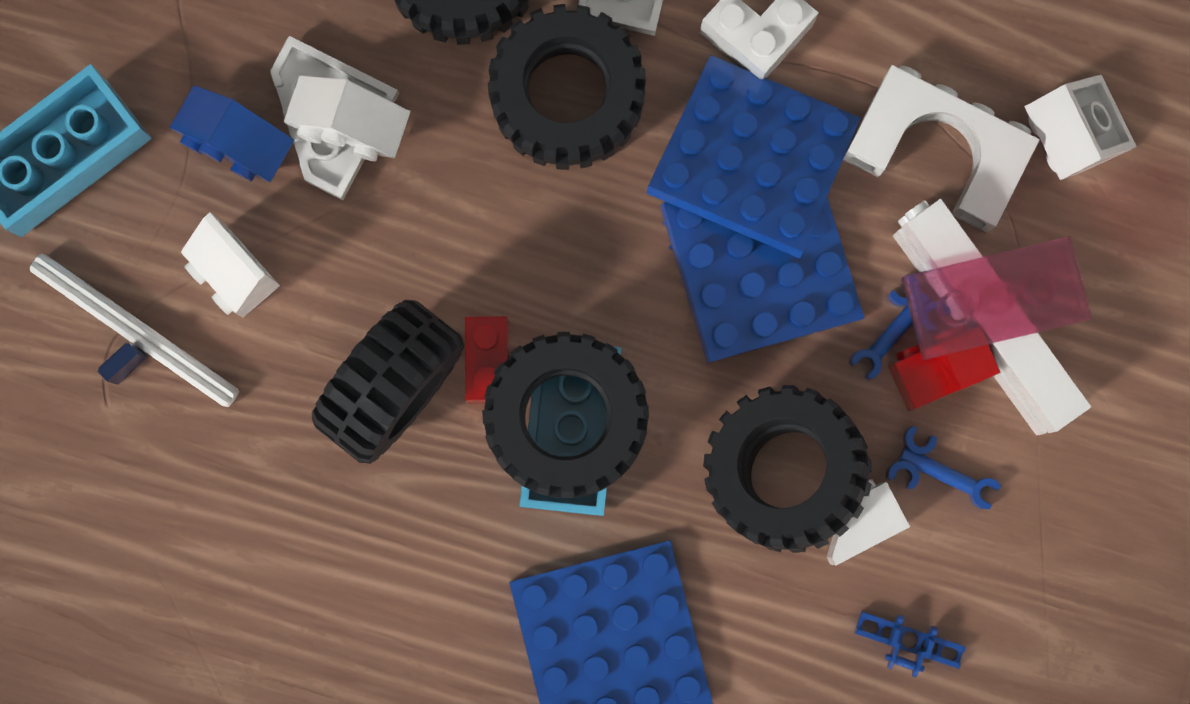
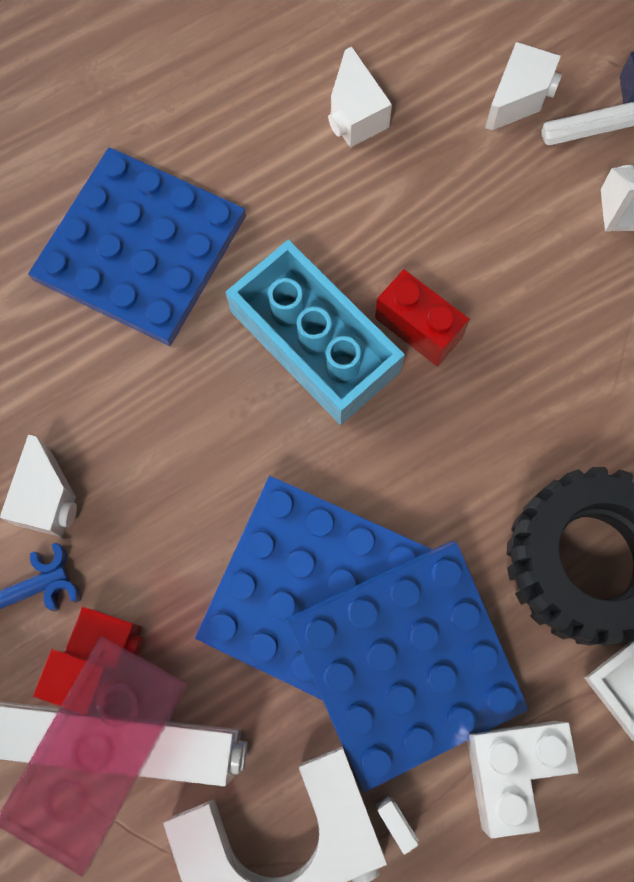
camera: 135 degrees right, 10 degrees down
(202, 450) = (524, 85): none -> white slope
(336, 574) = (357, 102): none -> white slope
(387, 381) = (470, 211): black tyre -> none
(555, 357) = (323, 257): black tyre -> none
(744, 436) = (135, 404): black tyre -> none
(860, 80) = (397, 824): none -> white tile
(887, 338) = (162, 643): blue bar -> none

